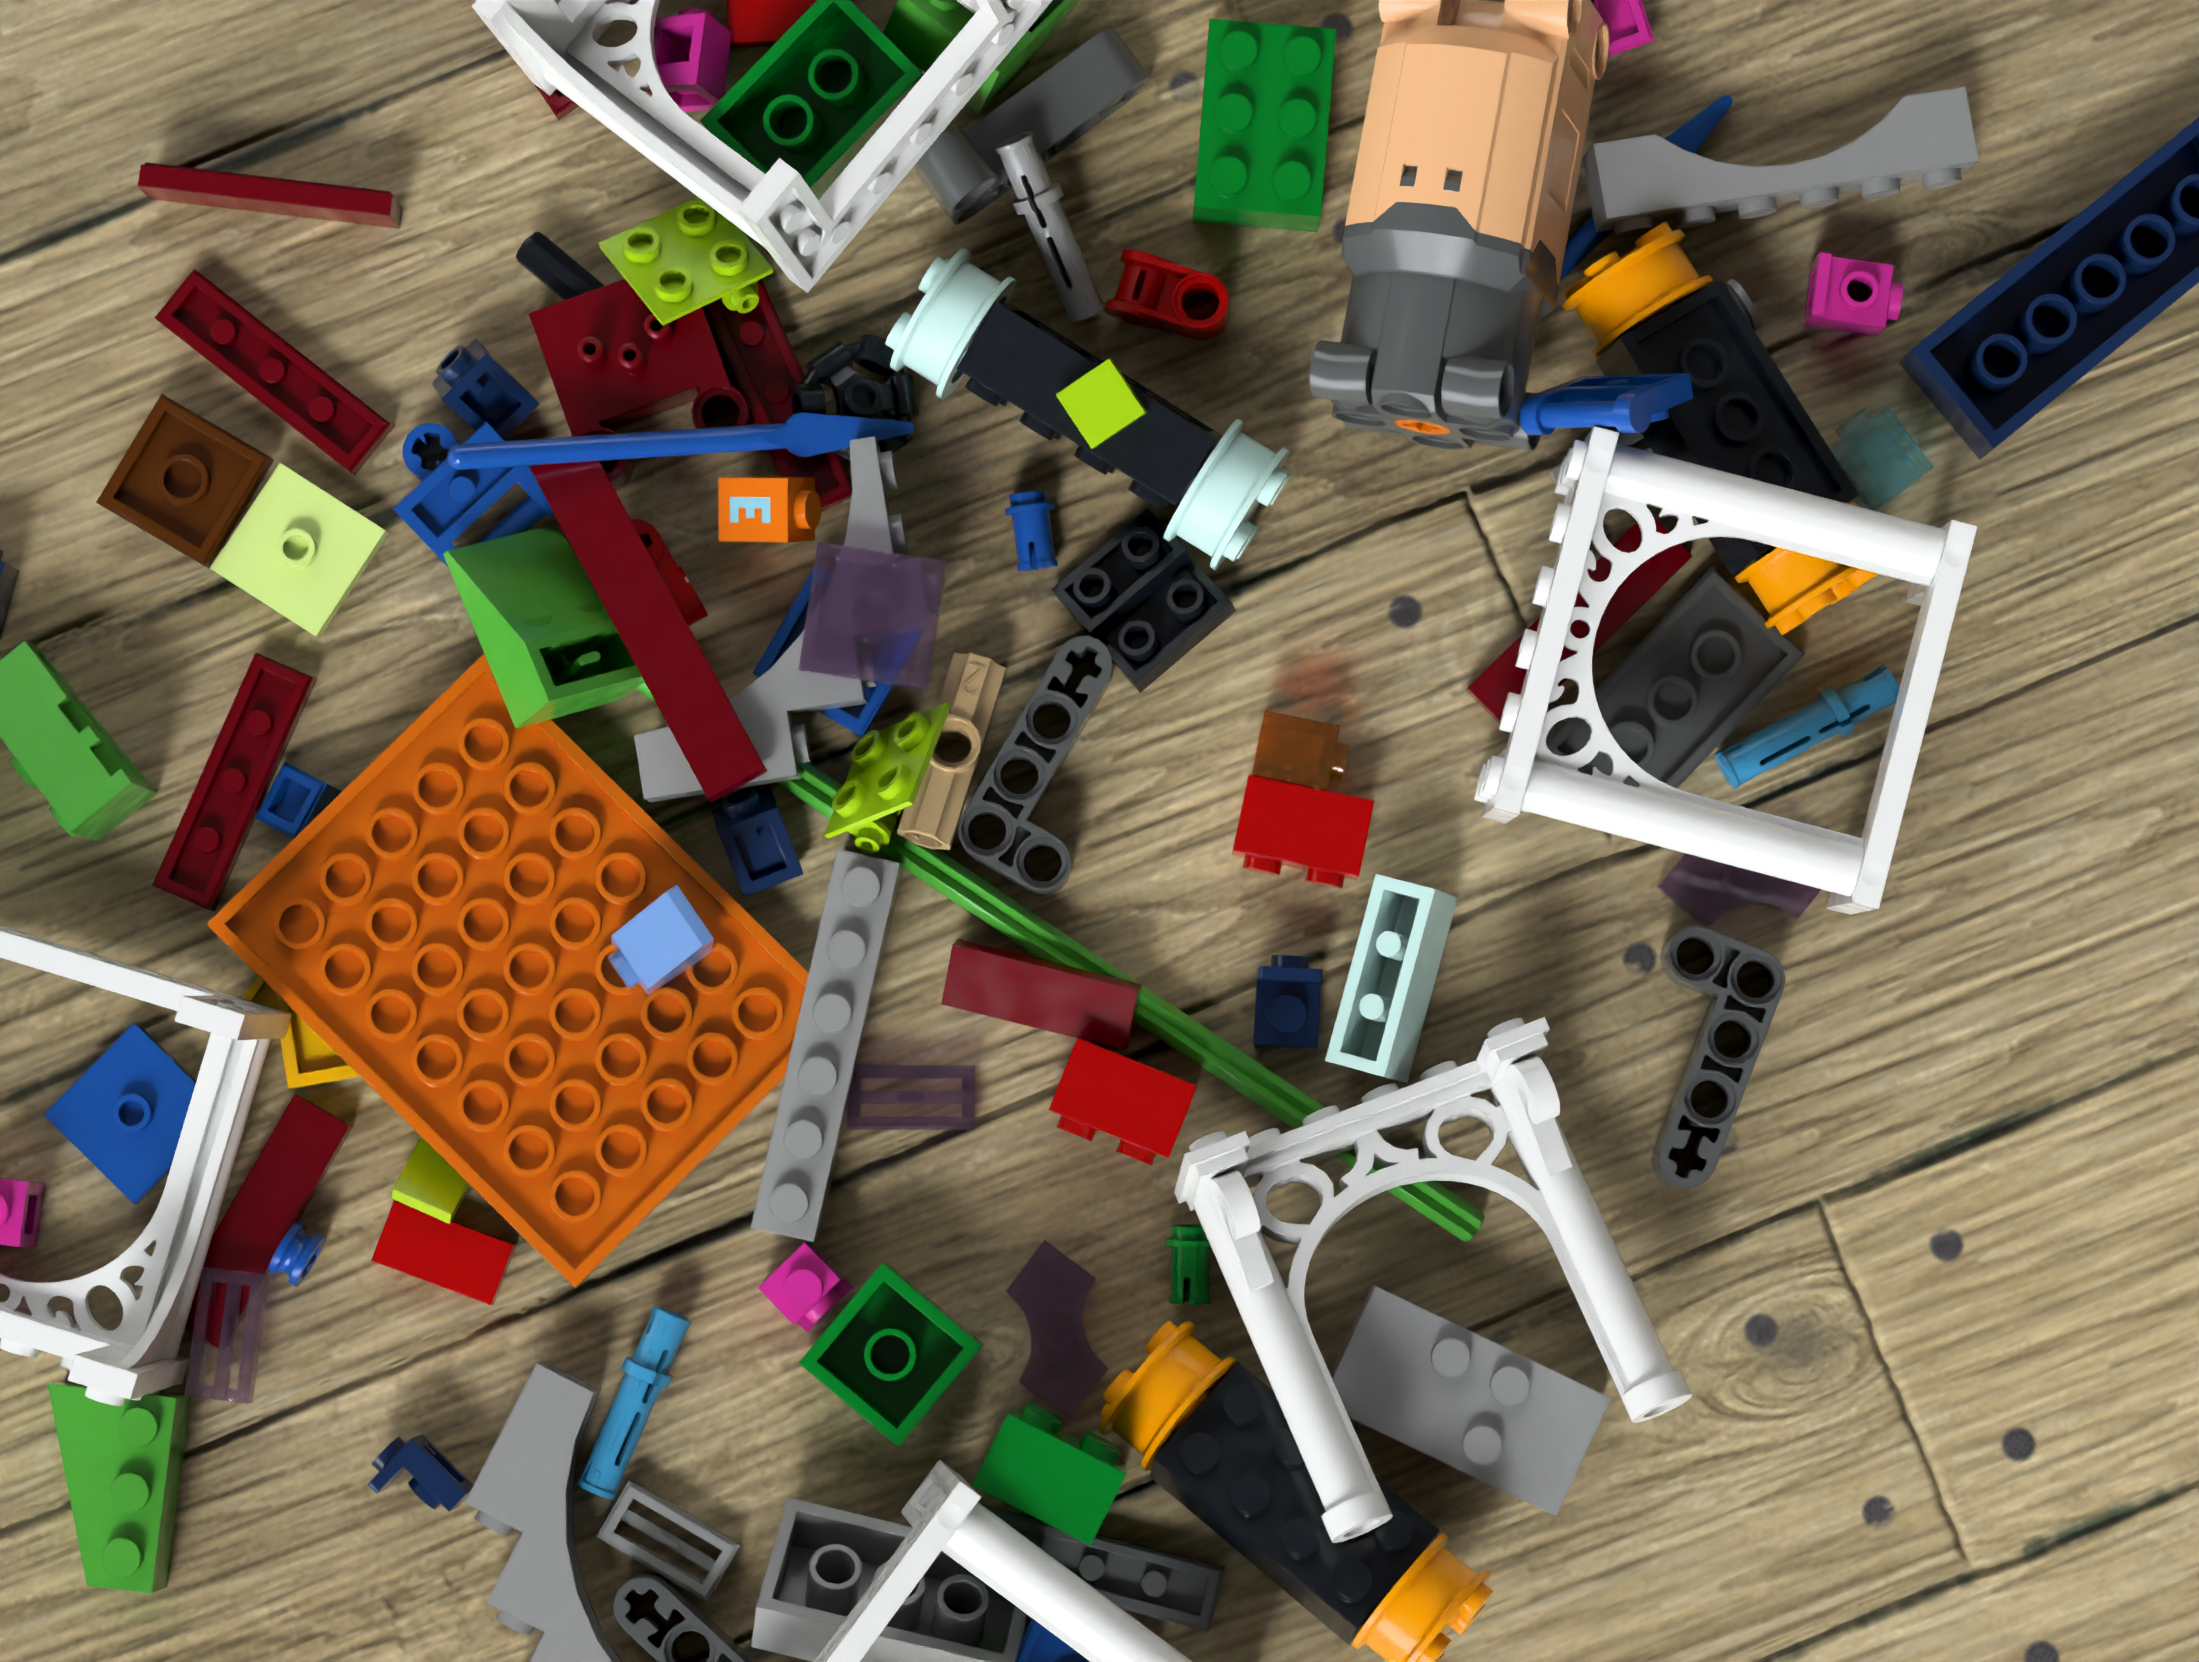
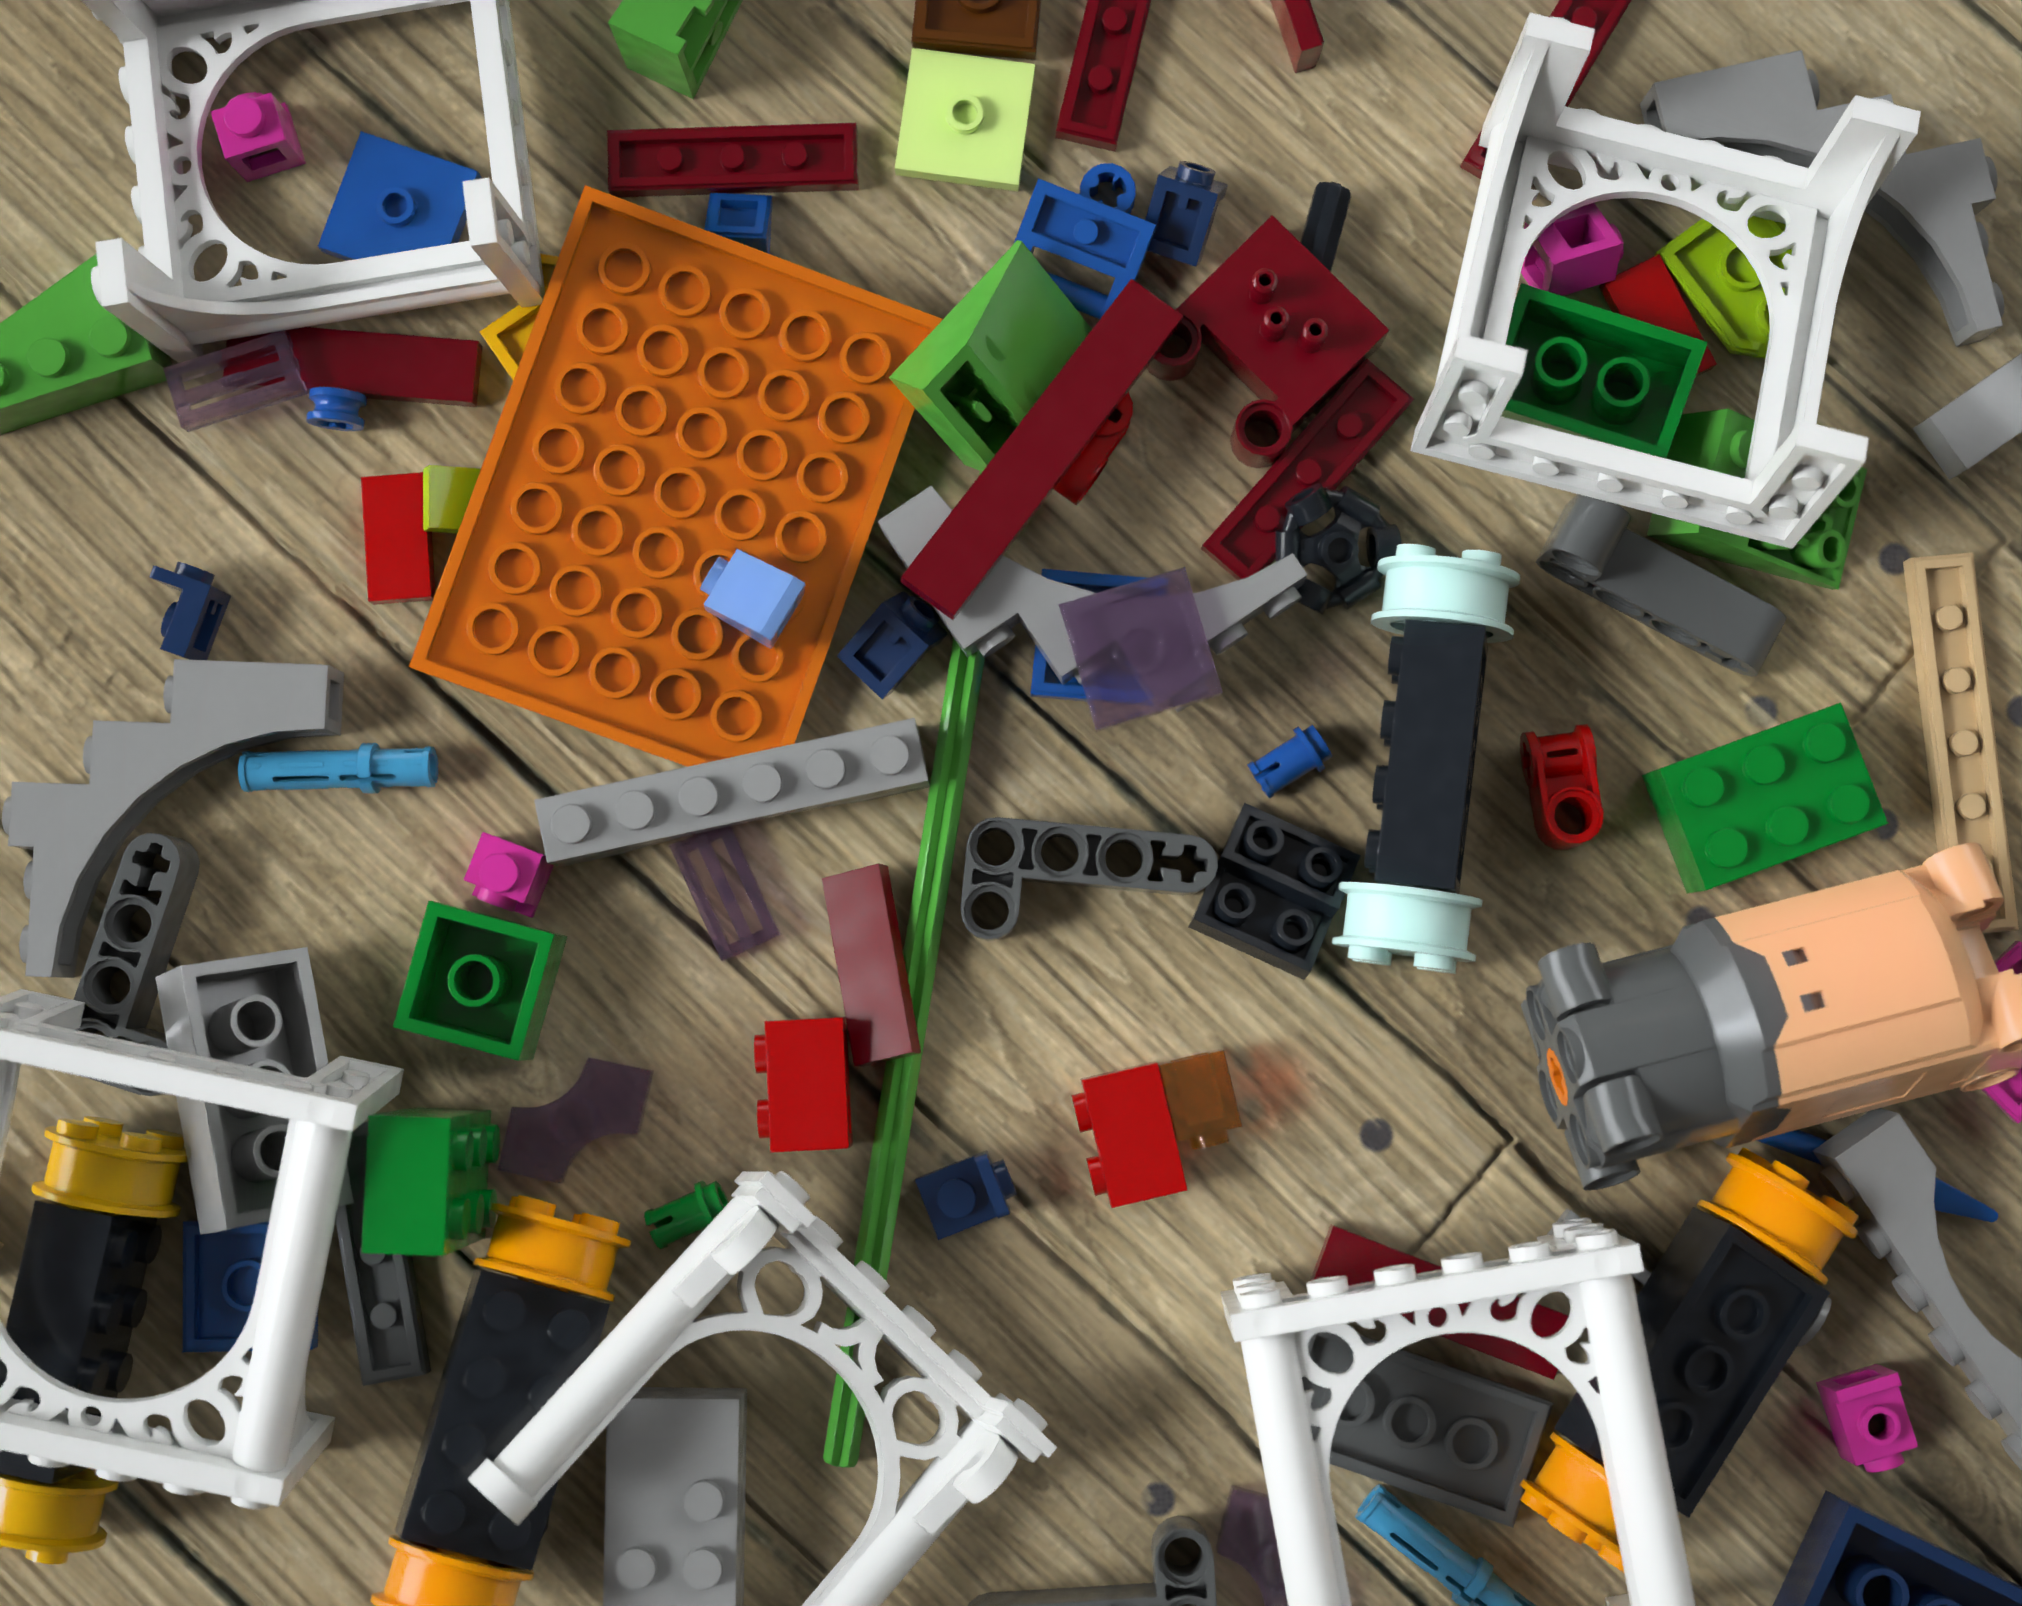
camera: 65 degrees right, 0 degrees up
(688, 261) = (1387, 335): lime hinge -> none
(716, 1567) = (255, 859): light grey tile -> none
(767, 509) = (1196, 512): orange brick -> none
(800, 434) = (1278, 509): blue piece -> none
(885, 778) = (999, 731): lime hinge -> none
(972, 692) = (1092, 775): tan piece -> none
(1041, 205) = (1576, 646): light grey pin -> none
(1101, 403) = (1436, 767): lime tile -> none
(1391, 978) = (1030, 1281): light aqua brick -> none
(1605, 401) = (1665, 1241): blue plate -> none
(1879, 456) = (1733, 1516): clear light blue brick -> none

